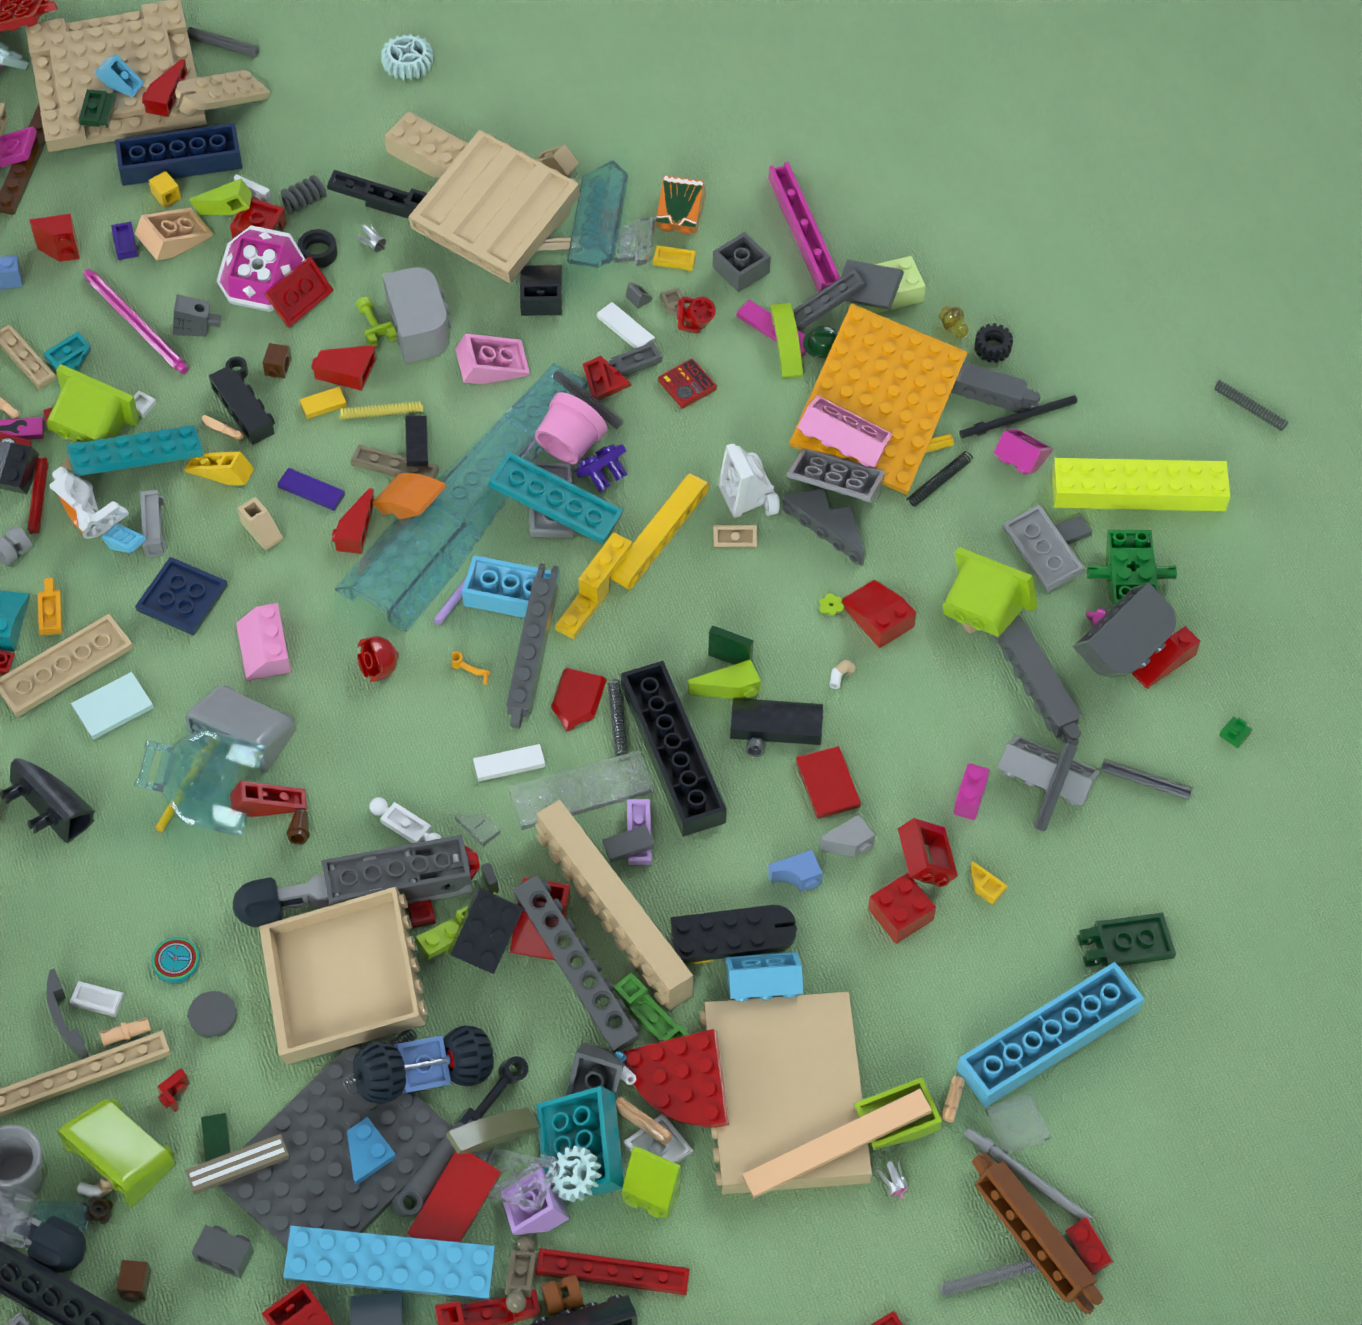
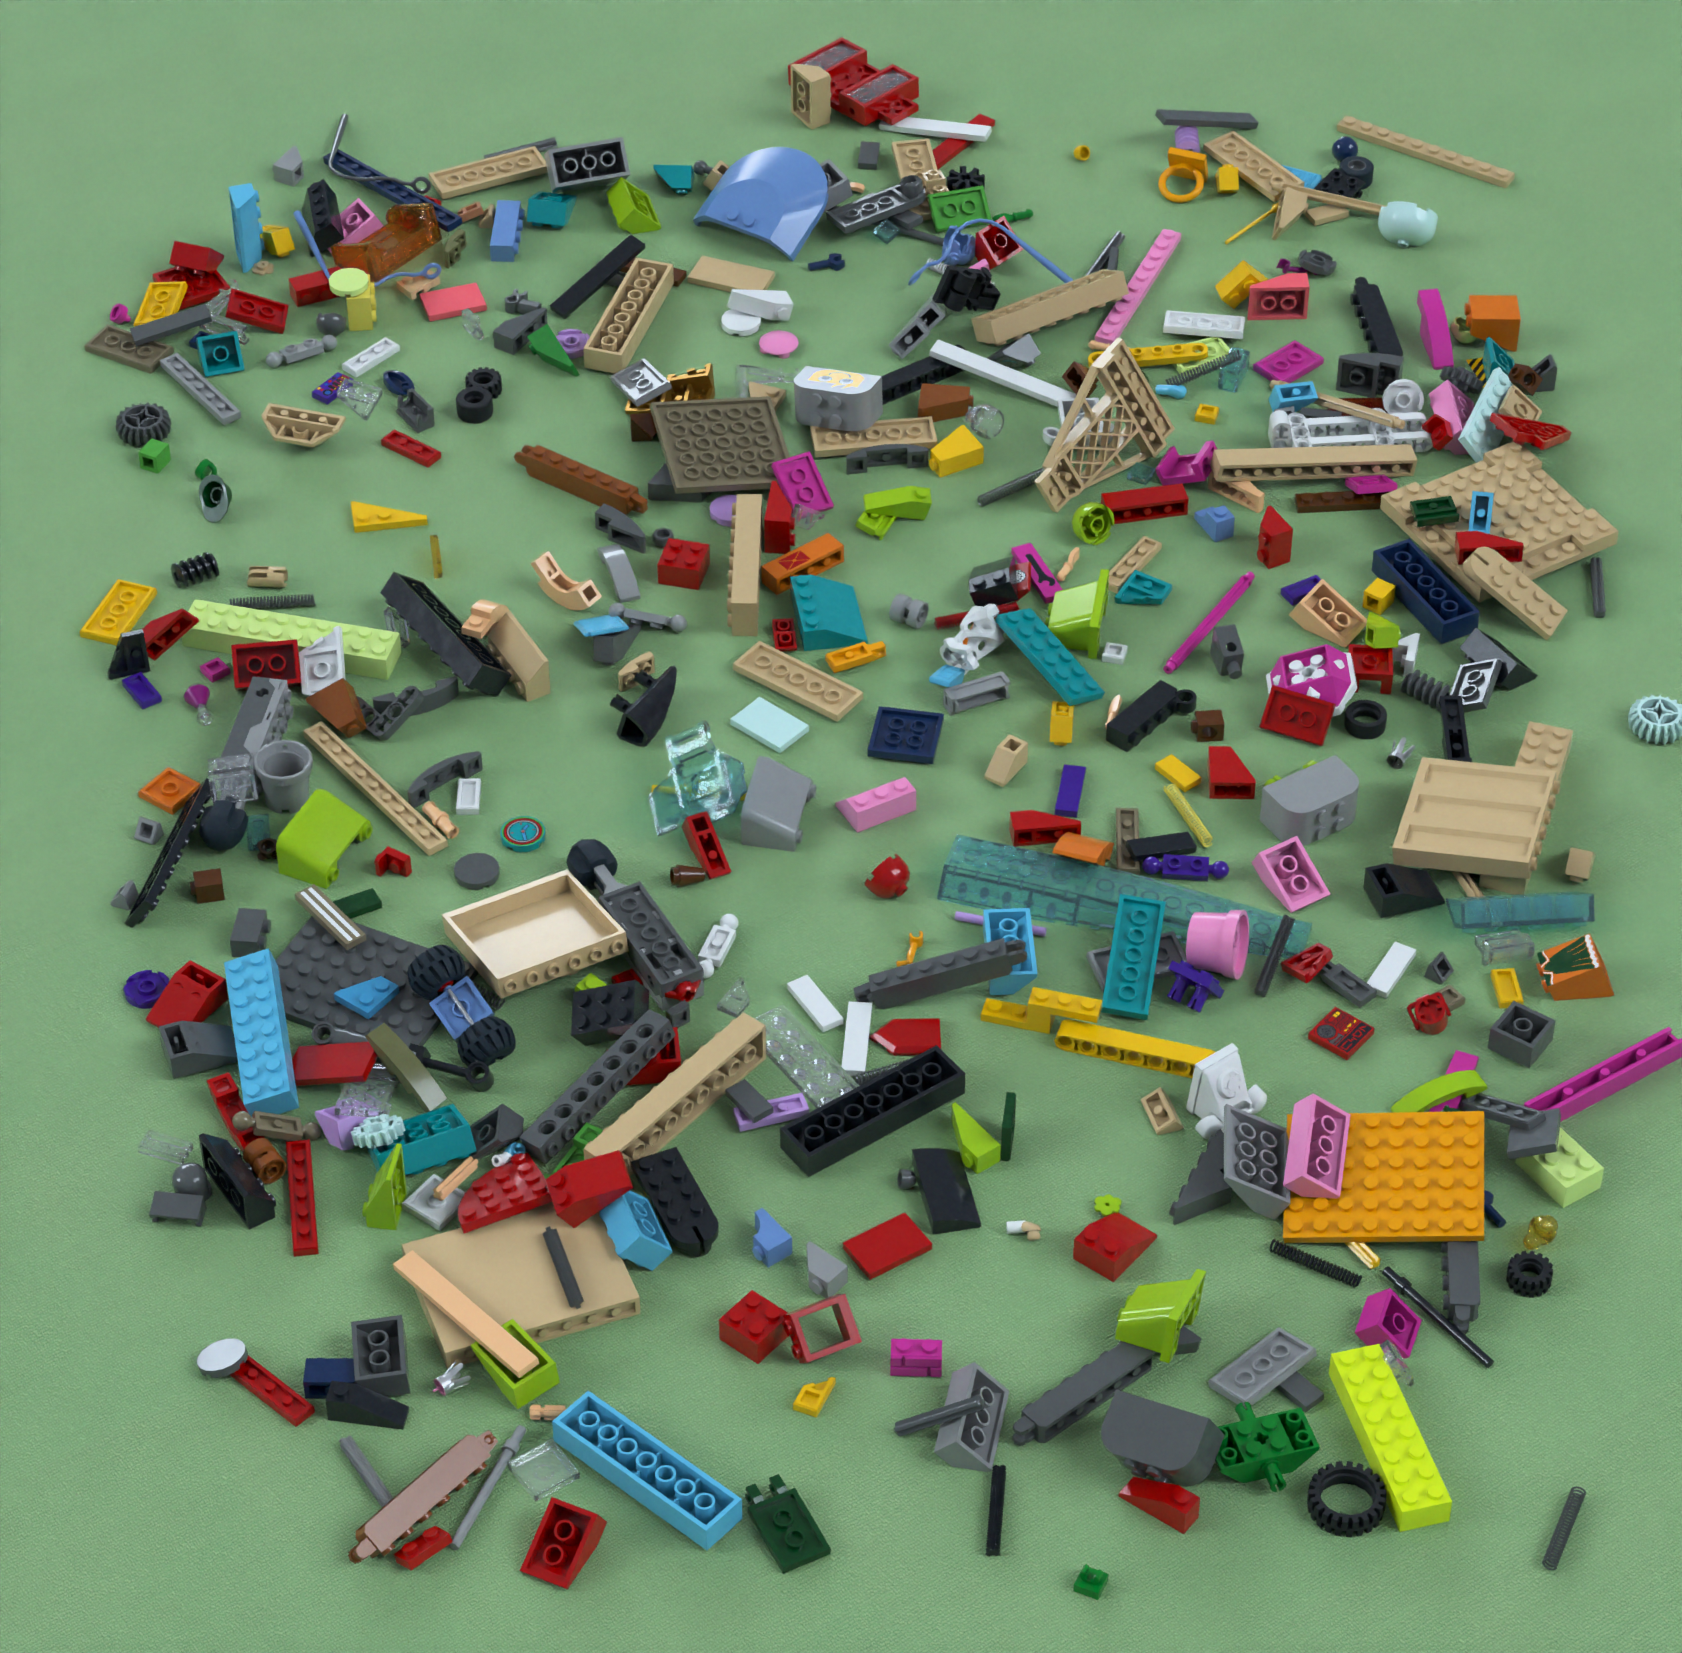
camera: 75 degrees right, 15 degrees down
(287, 137) = (1483, 647): none -> slope
(315, 157) = (1476, 683): none -> dark grey tile
(448, 431) = (1185, 867): none -> dark purple plate
(565, 740) = (856, 1037): none -> white tile
(723, 993) = (588, 1186): none -> red slope
(797, 1045) = (563, 1267): none -> dark grey axle
(858, 1231) = (381, 1355): none -> dark grey slope
(865, 1286) = (320, 1373): none -> dark blue brick
(908, 1264) = (363, 1406): none -> black slope
(1075, 451) = (1397, 1363): none -> clear slope
(1113, 1124) = (563, 1543): none -> red slope
(1190, 552) = (1344, 1522): none -> black tyre

